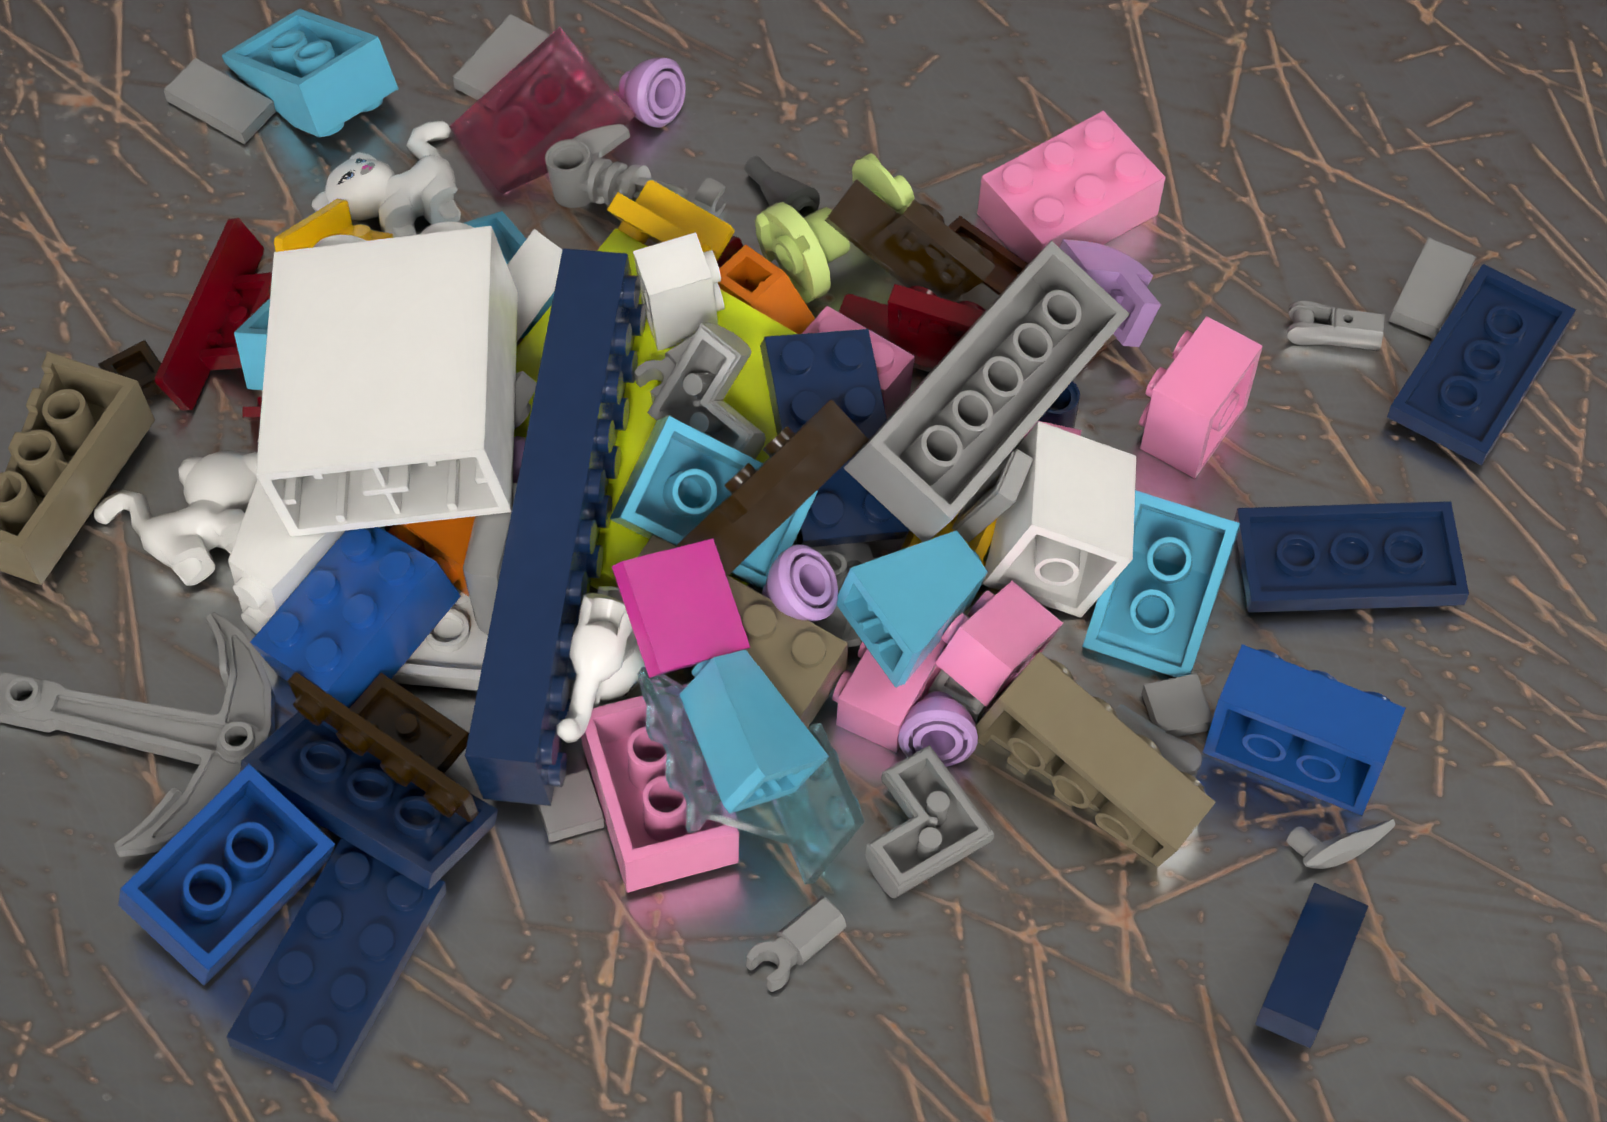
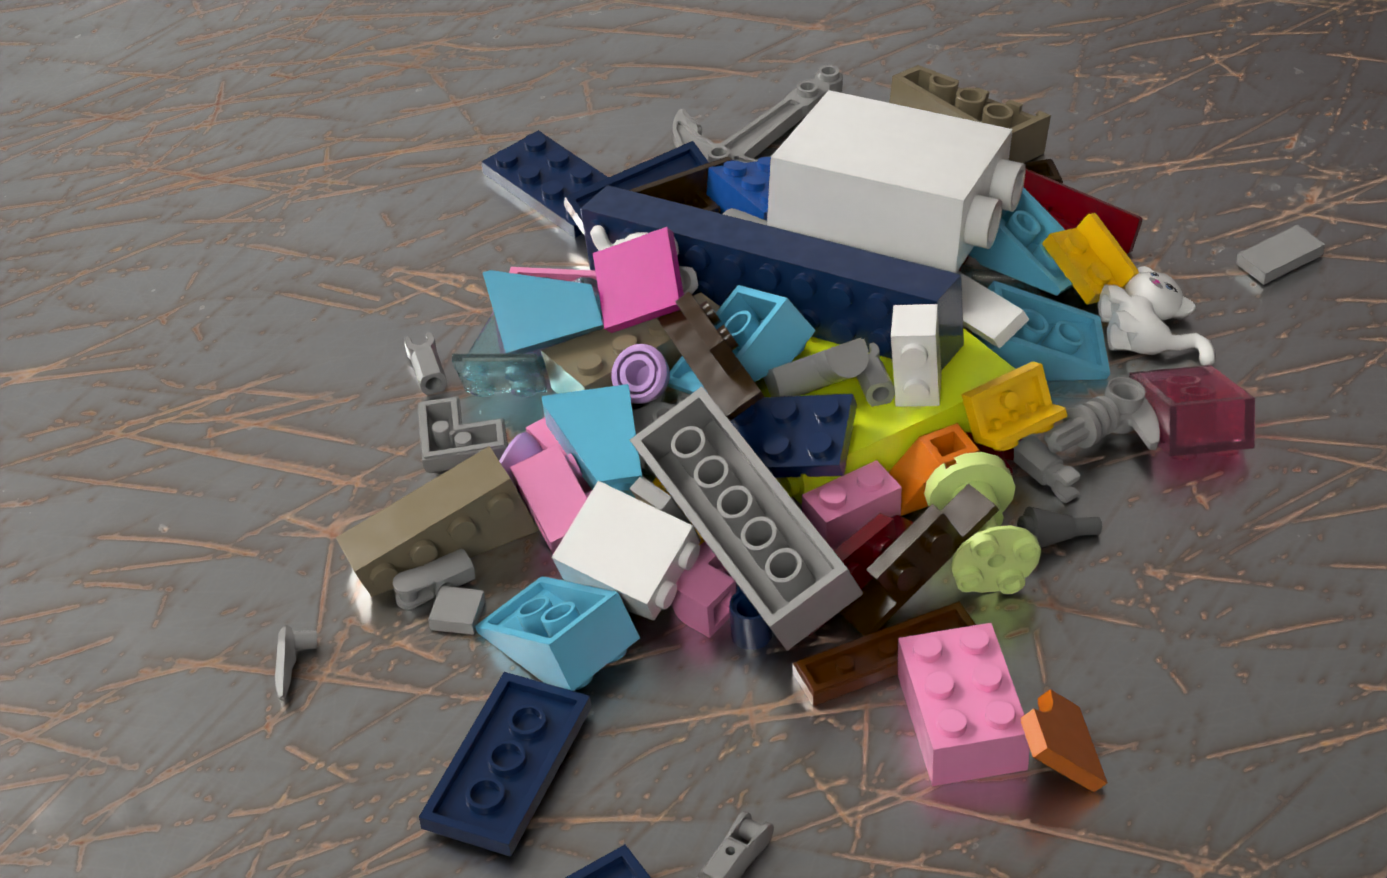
camera: 120 degrees right, 15 degrees down
(225, 874) = (623, 123): blue brick -> none
(314, 70) = (1285, 294): medium azure slope -> none
(498, 56) = (1276, 410): light grey tile -> none
(654, 90) = (1191, 472): lavender brick -> none
(1078, 102) = (1062, 740): none -> orange tile
(1123, 280) = (856, 680): lavender brick -> none
(1198, 396) = (696, 693): bright pink brick -> none
(1303, 729) = (370, 640): blue brick -> none
(1312, 965) = (215, 598): dark blue slope -> none

